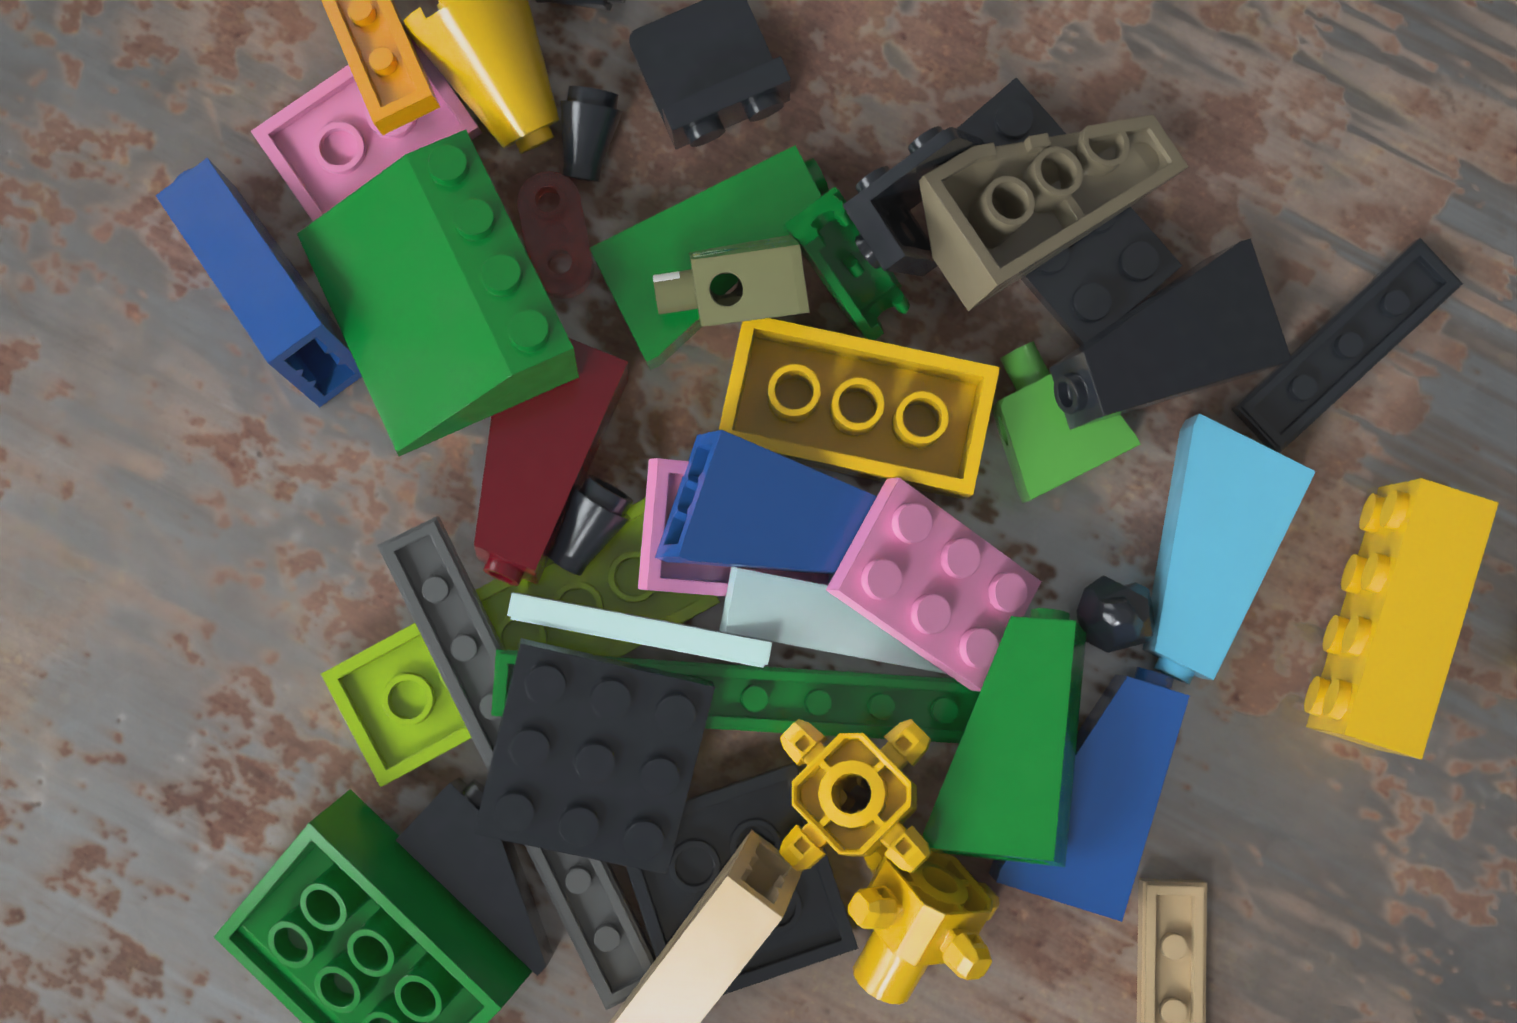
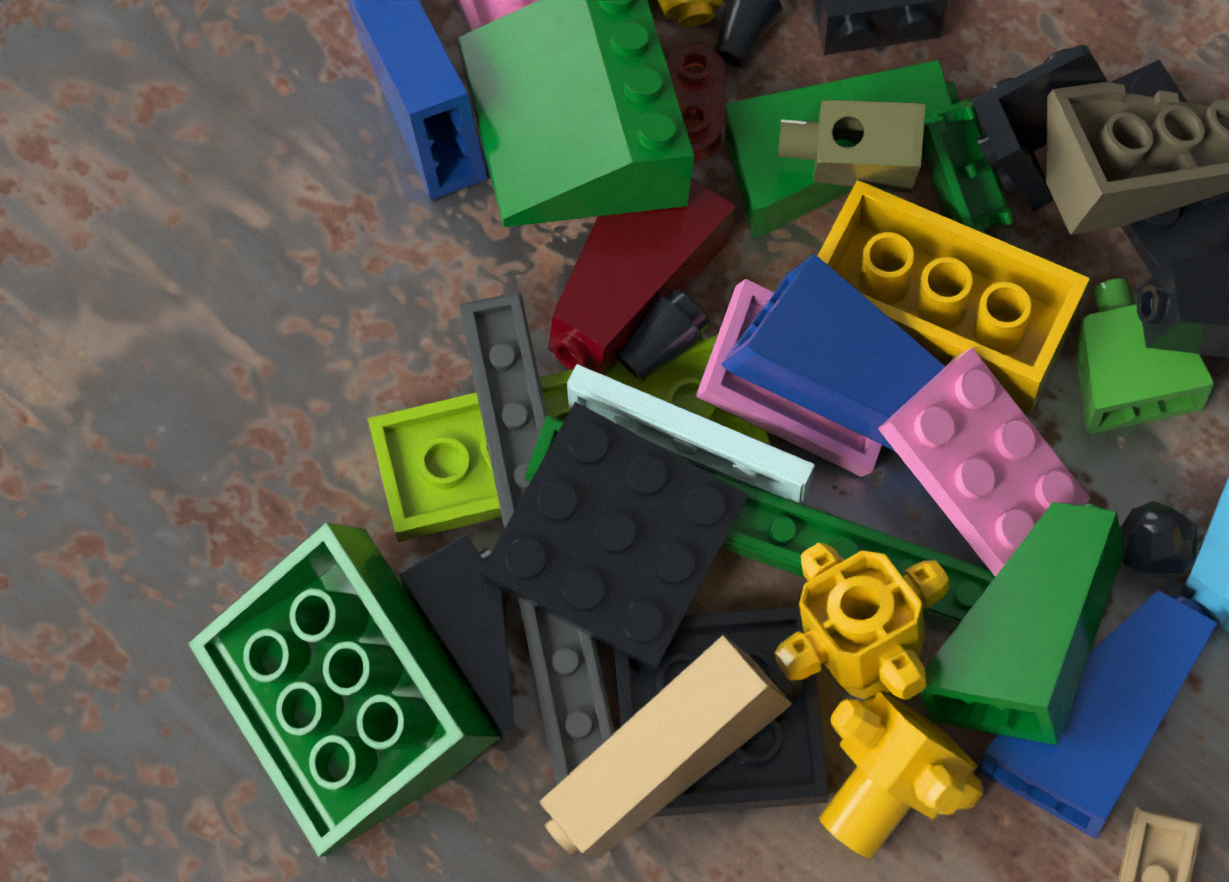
camera: 15 degrees right, 20 degrees down
(807, 617) = (867, 474): light aqua tile -> none

